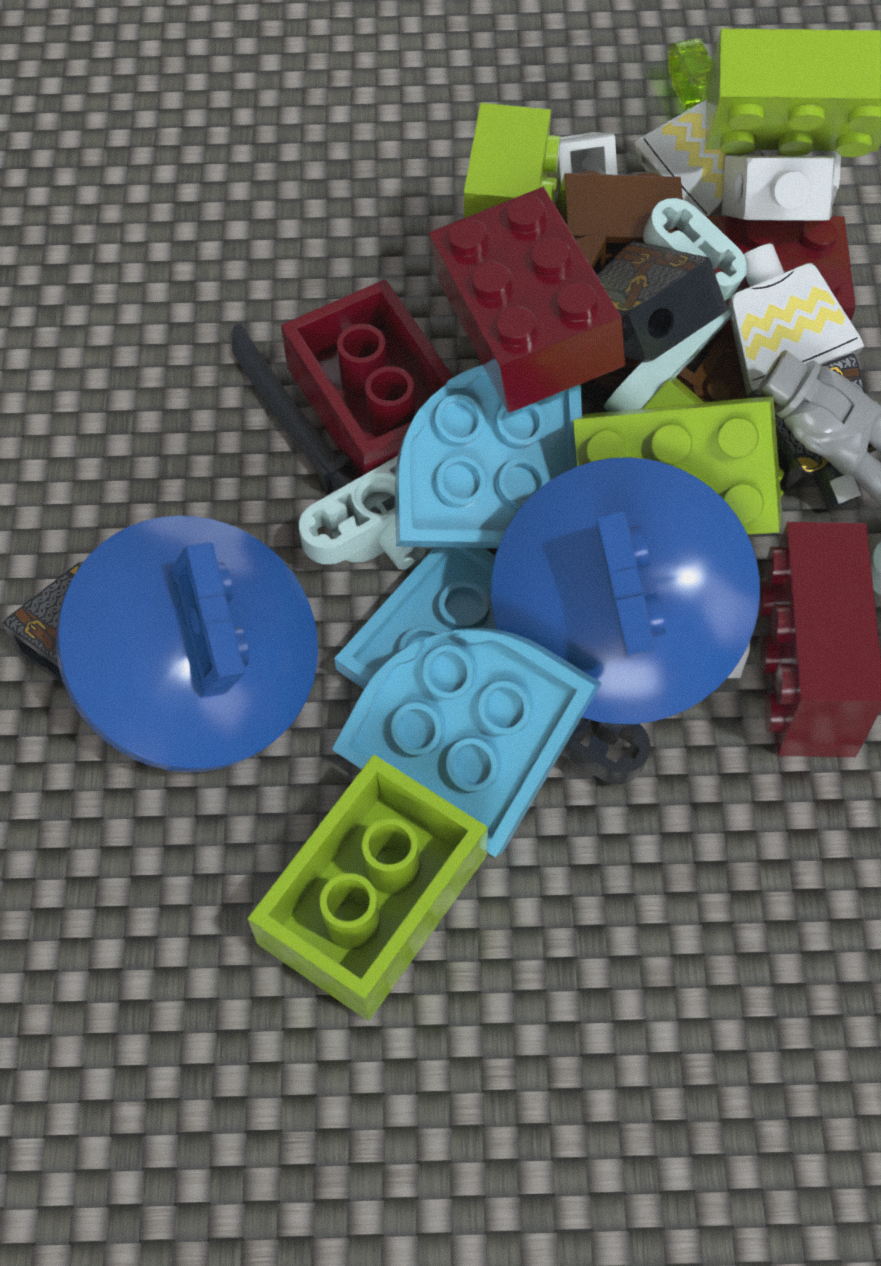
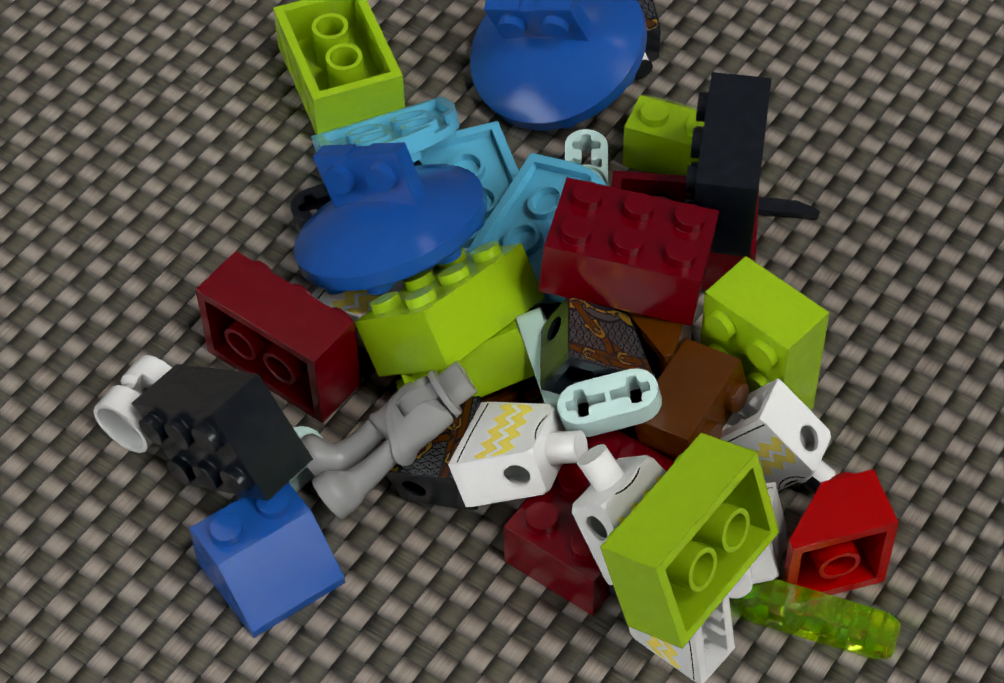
camera: 125 degrees right, 10 degrees down
(221, 468) = (659, 136): none -> lime slope
(320, 298) = (729, 156): none -> black brick
(638, 85) = (843, 536): none -> red slope

